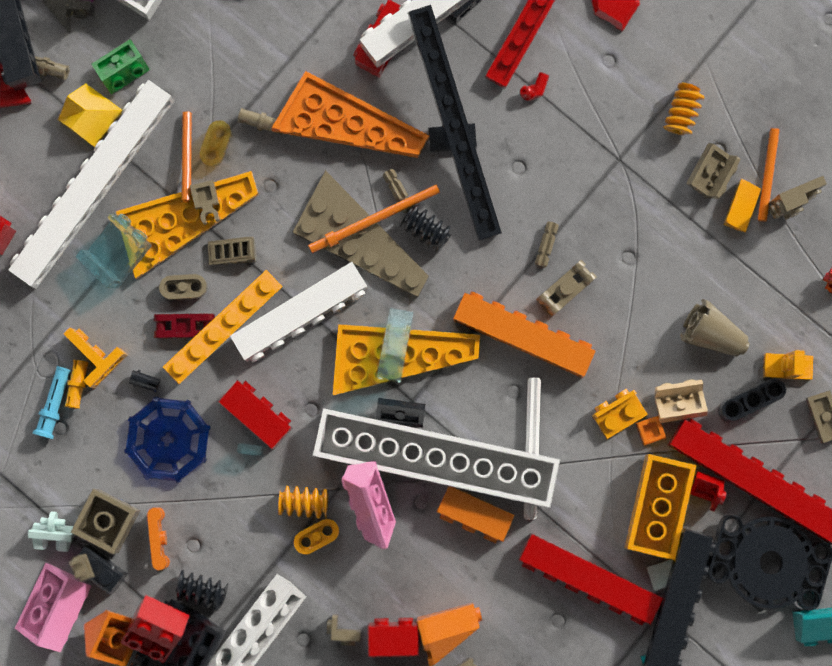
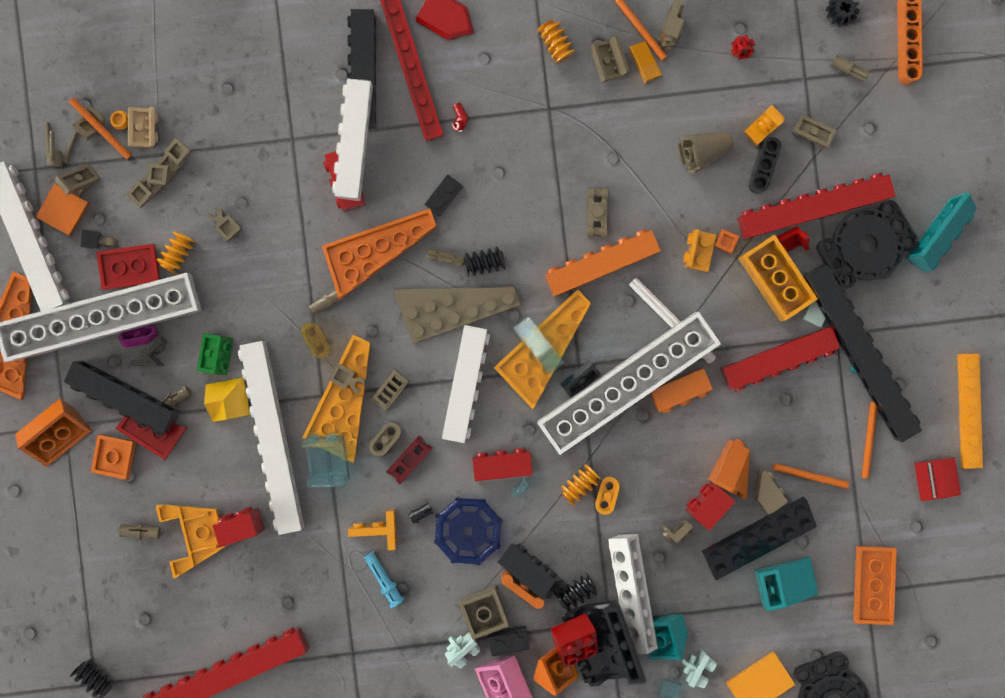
camera: 55 degrees left, 5 degrees up
(76, 384) = (385, 555): light orange pin -> none
(81, 567) = (501, 653): dark tan plate -> none
(182, 530) = (530, 571): none -> black wedge
(186, 156) = (308, 365): orange bar -> none
(222, 327) = (431, 438): light orange plate -> none
(332, 238) = (439, 323): orange bar -> none
(369, 503) = (619, 447): bright pink slope -> none
(454, 122) = (437, 185): black plate -> none
(546, 244) = (560, 199): dark tan axle -> none
(680, 401) = (726, 208): tan bracket -> none

